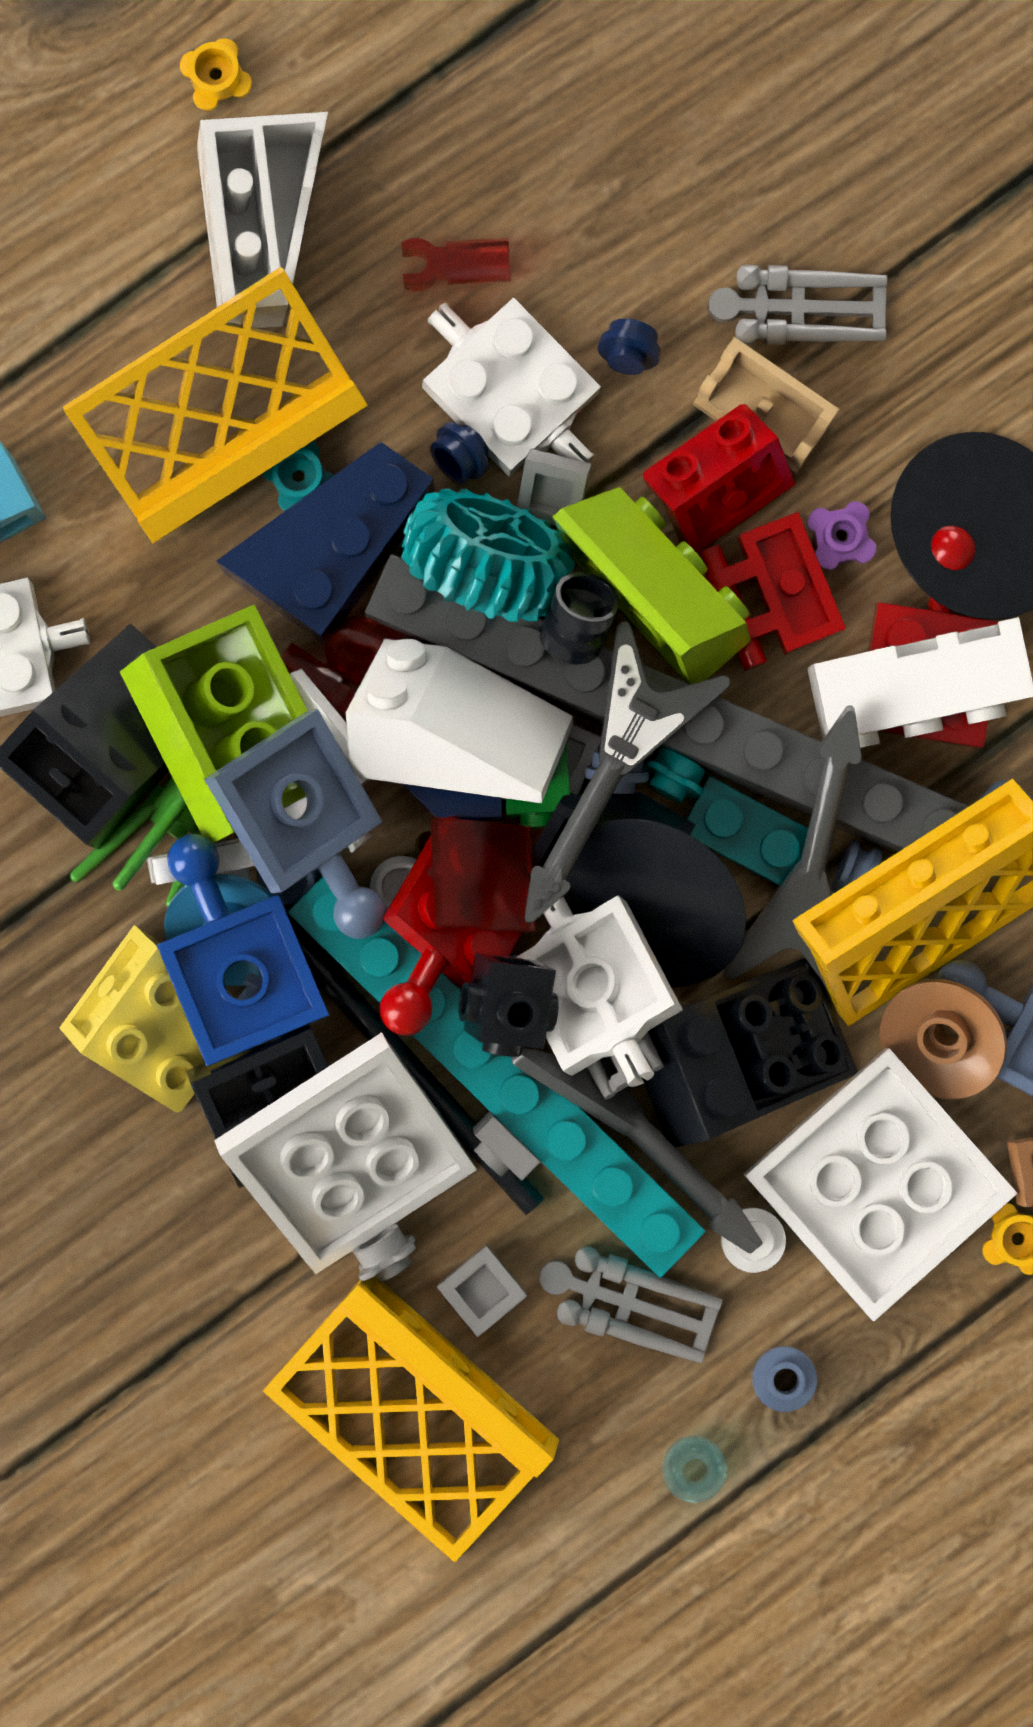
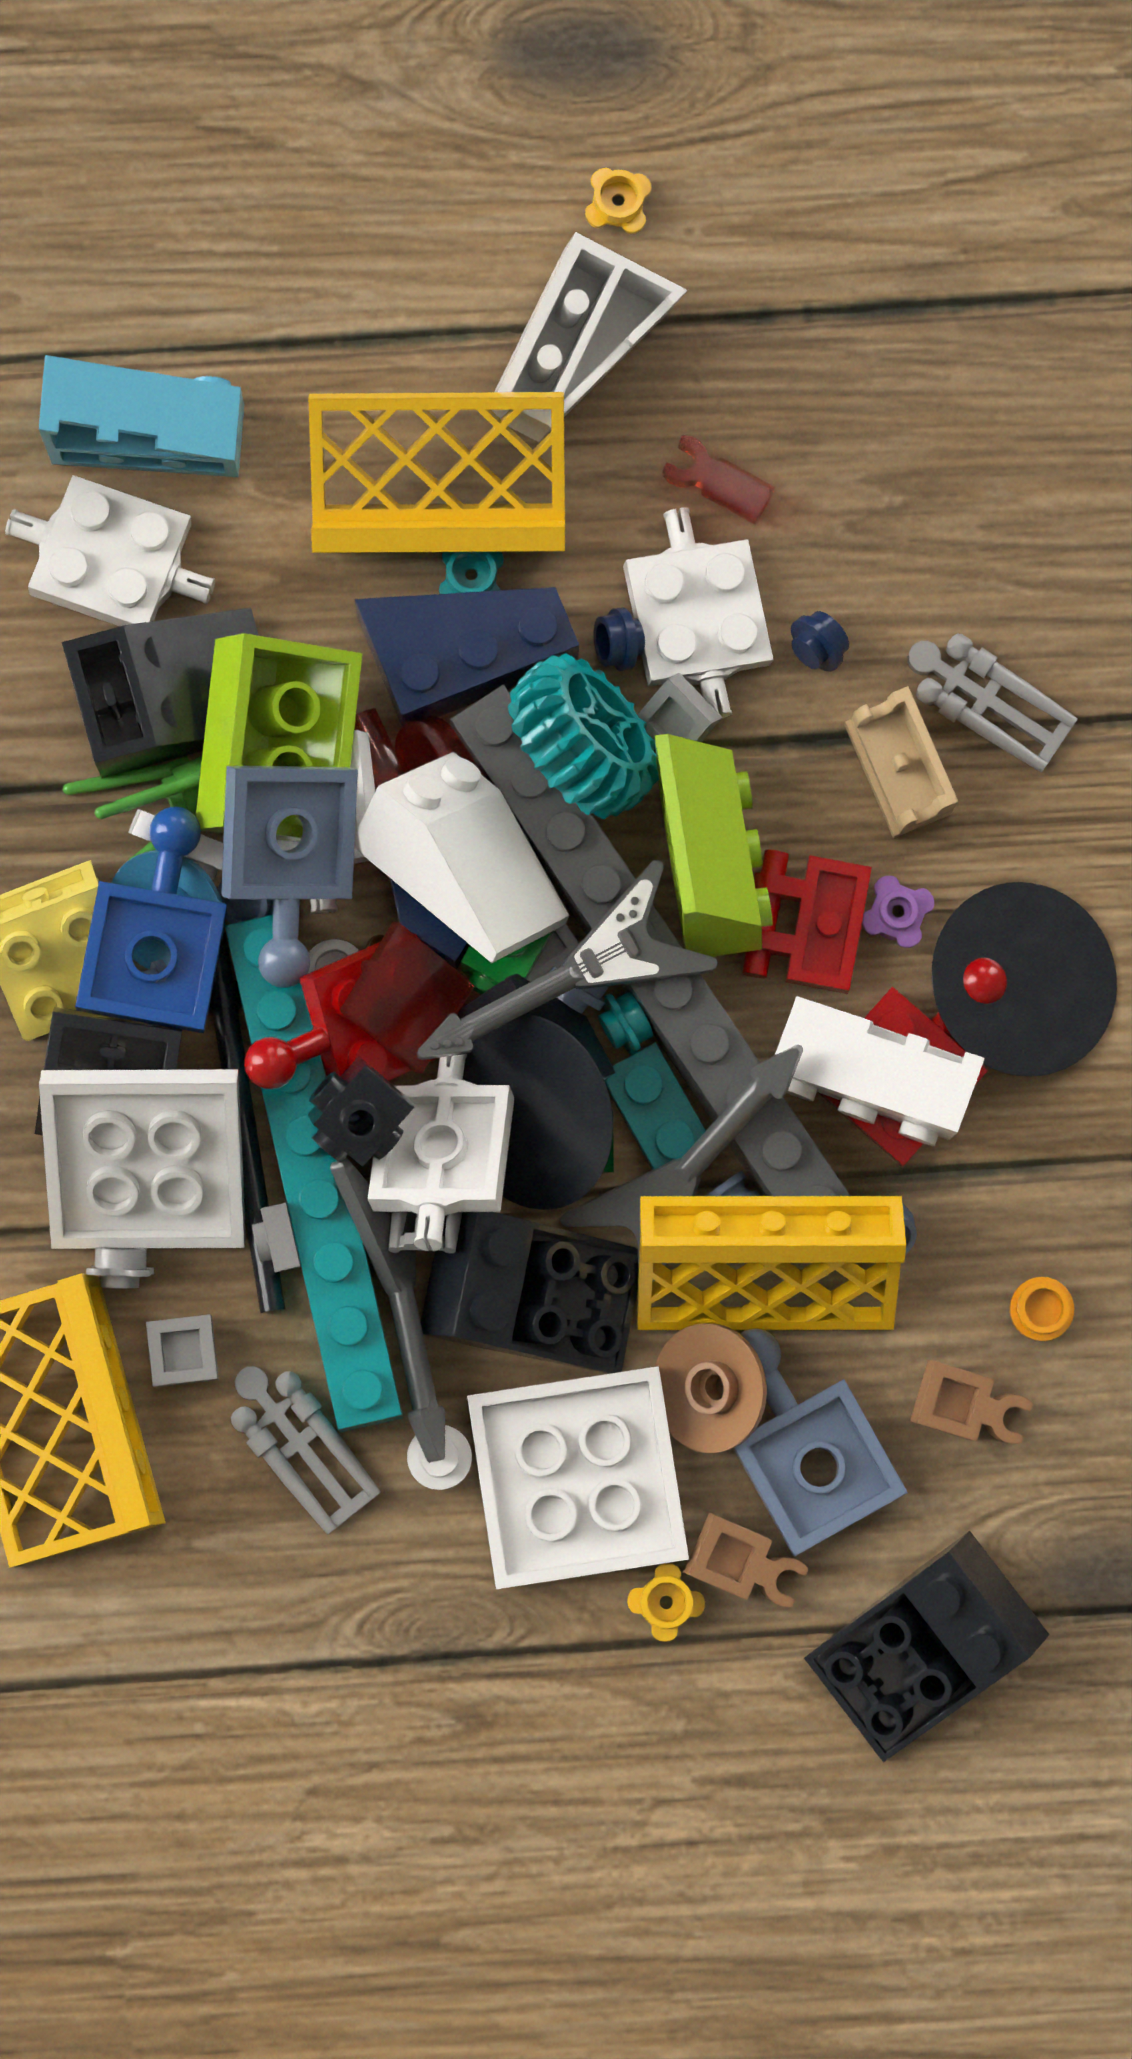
camera: 30 degrees right, 5 degrees down
(579, 618) = (623, 833): black wheel -> none
(688, 1449) = (284, 1624): clear light blue plate -> none
(720, 477) = (823, 798): red bracket -> none
(784, 1358) = (404, 1607): sand blue plate -> none

